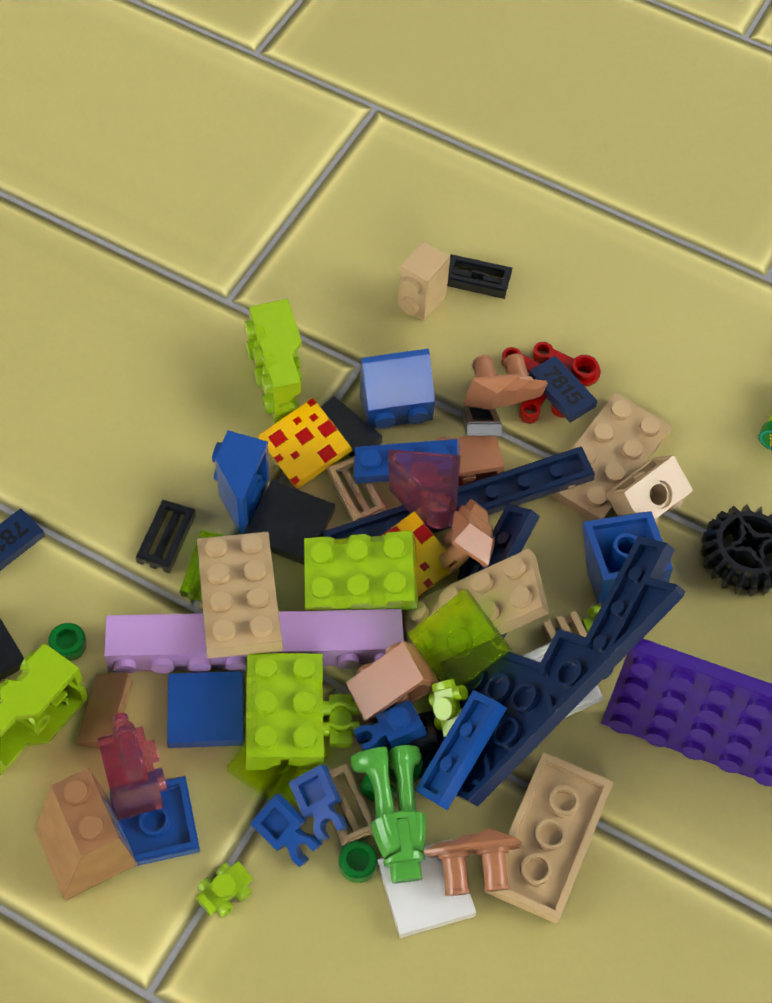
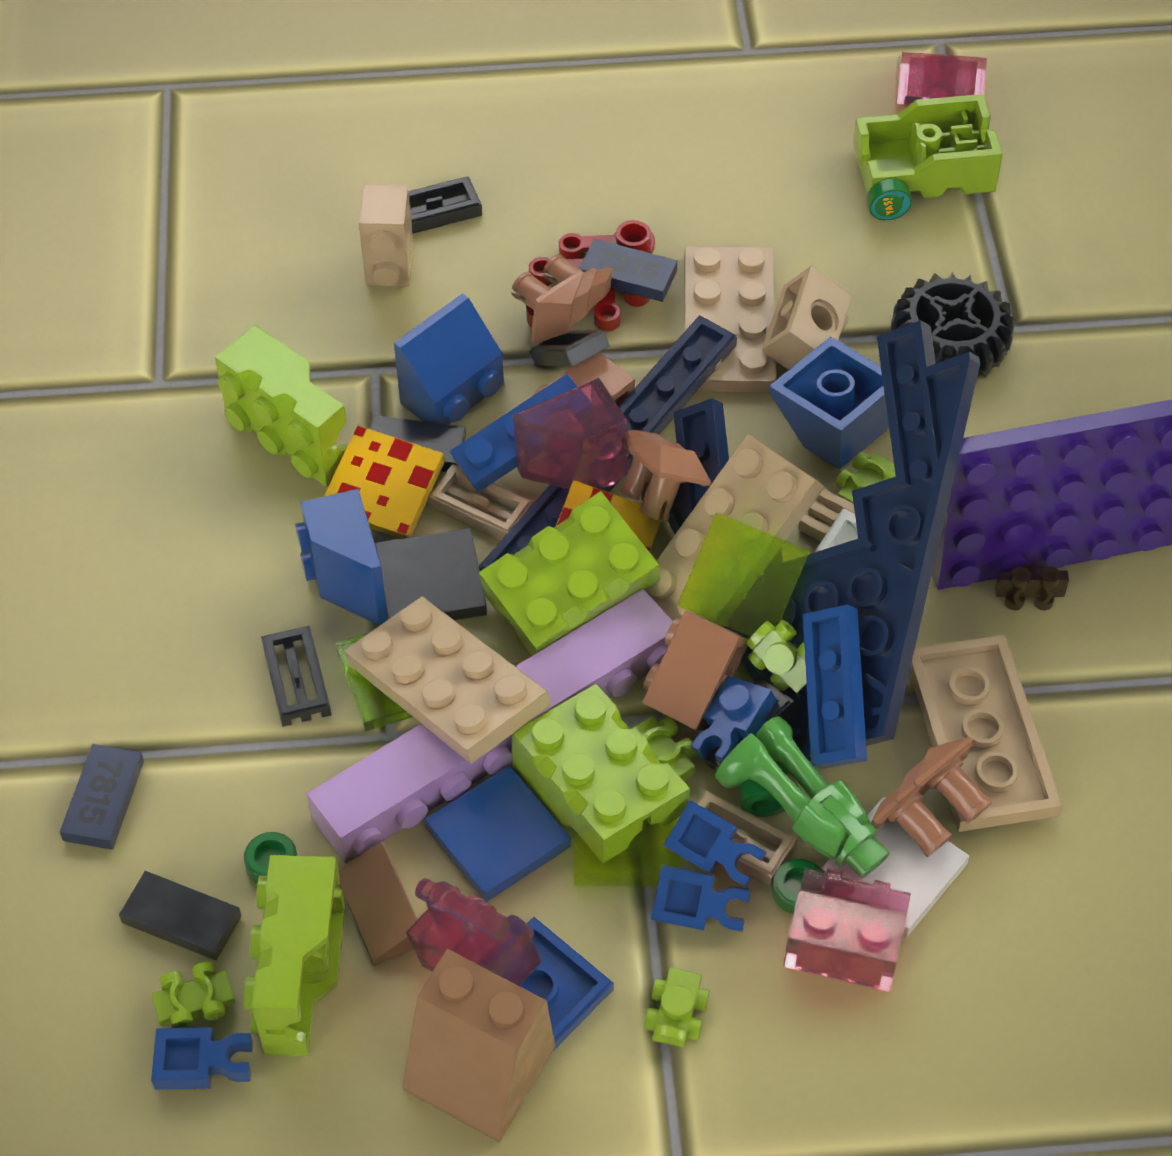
camera: 30 degrees left, 5 degrees down
(353, 914) = (843, 936): none -> clear pink brick
(662, 757) = (1034, 582): none -> dark brown piece

